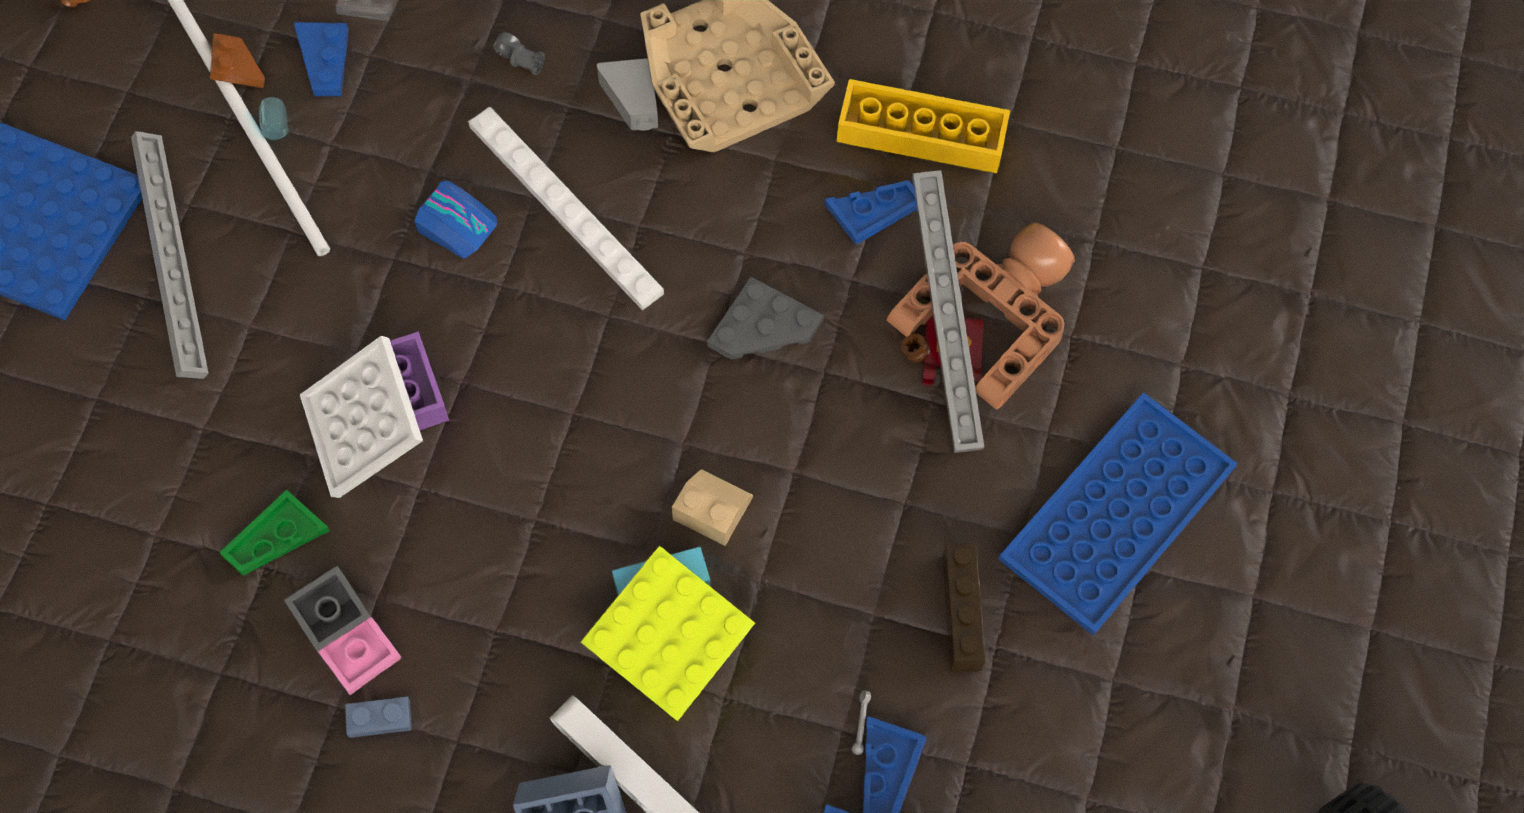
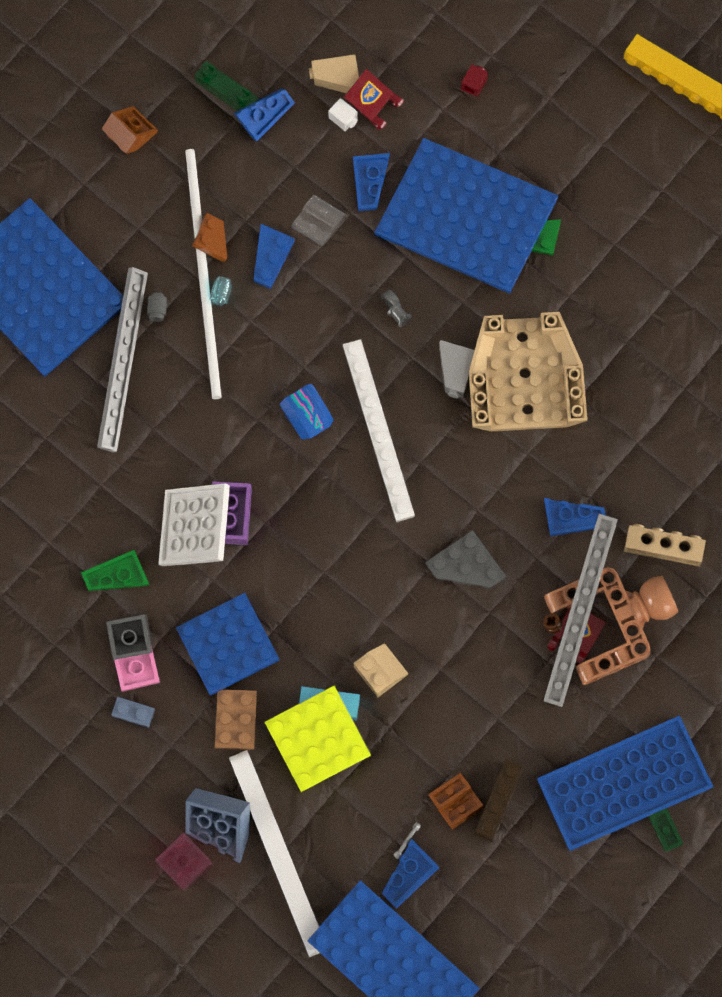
camera: 30 degrees right, 10 degrees up
(191, 171) = (157, 307): none -> dark grey brick
(478, 562) = (227, 644): none -> blue plate
(536, 662) = (236, 719): none -> medium nougat plate
(903, 637) = (456, 801): none -> dark orange slope
(923, 126) = (631, 474): yellow brick -> none
(1025, 199) = (654, 549): none -> tan brick
(1206, 548) = (665, 830): none -> dark green plate

